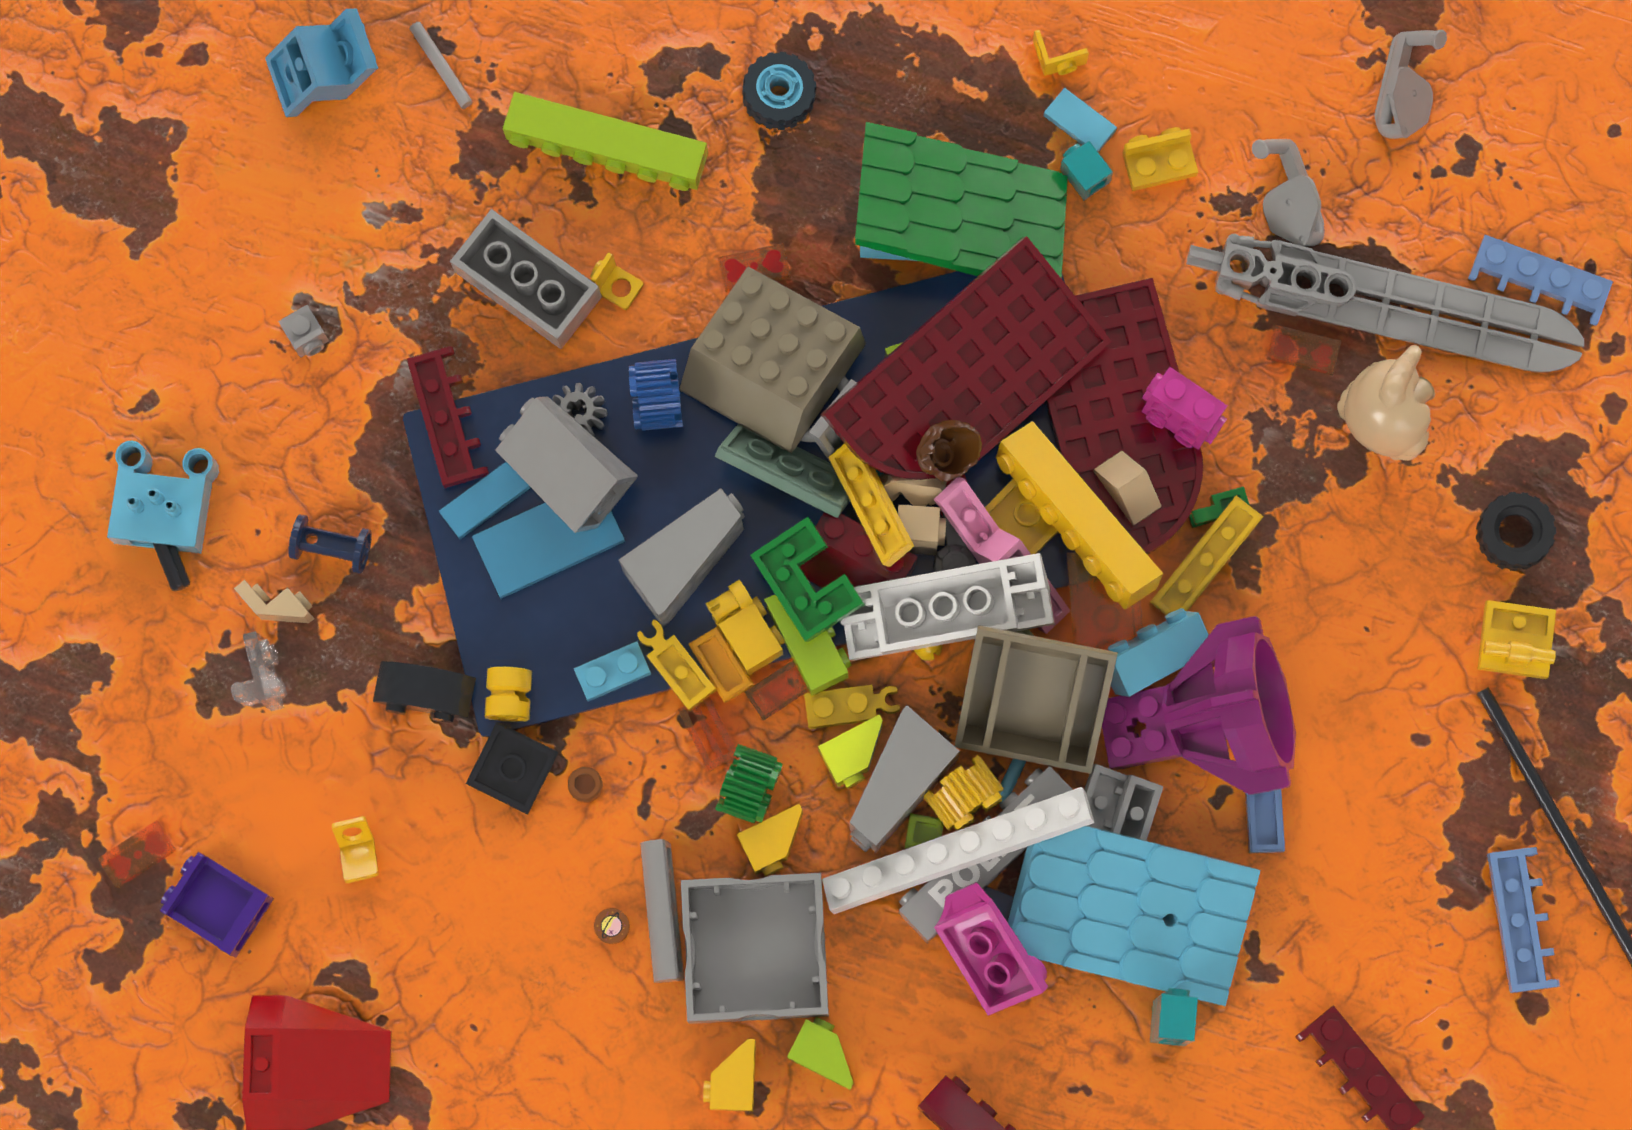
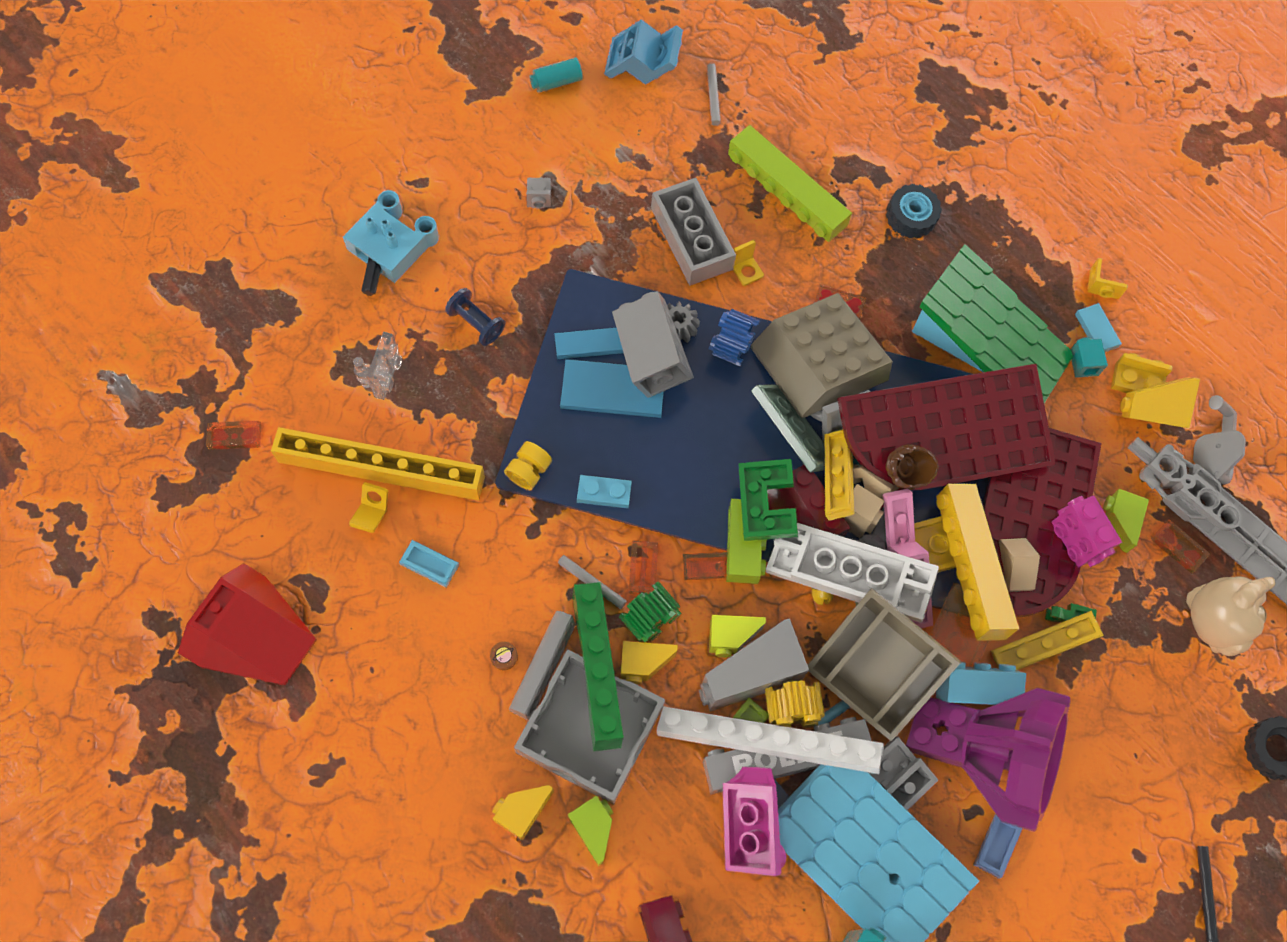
camera: 20 degrees right, 10 degrees down
(215, 903) = (260, 492): dark purple panel -> none
(228, 156) = (556, 75): none -> teal brick
(283, 607) = (419, 337): tan slope -> none
(332, 792) = (378, 463): none -> yellow brick
(424, 690) = (477, 435): black brick -> none
(443, 417) = (591, 282): dark red hinge -> none
(462, 871) = (429, 563): none -> medium azure tile
(512, 768) = (502, 516): black tile -> none
(585, 784) = (543, 554): dark orange tile -> none
(660, 784) = (586, 577): none -> light grey bar
(677, 668) = (648, 512): yellow plate -> none
(682, 554) = (694, 441): light grey slope -> none
(721, 664) = (677, 527): light orange tile -> none
(724, 877) = (598, 667): none -> green arch
(745, 629) = (707, 511): yellow hinge -> none
(847, 706) = (746, 602): yellow plate -> none
(1199, 183) = (1163, 403): none -> yellow slope
(1223, 352) = (1126, 515): none -> lime slope
(1517, 639) = (1246, 825): yellow plate -> none

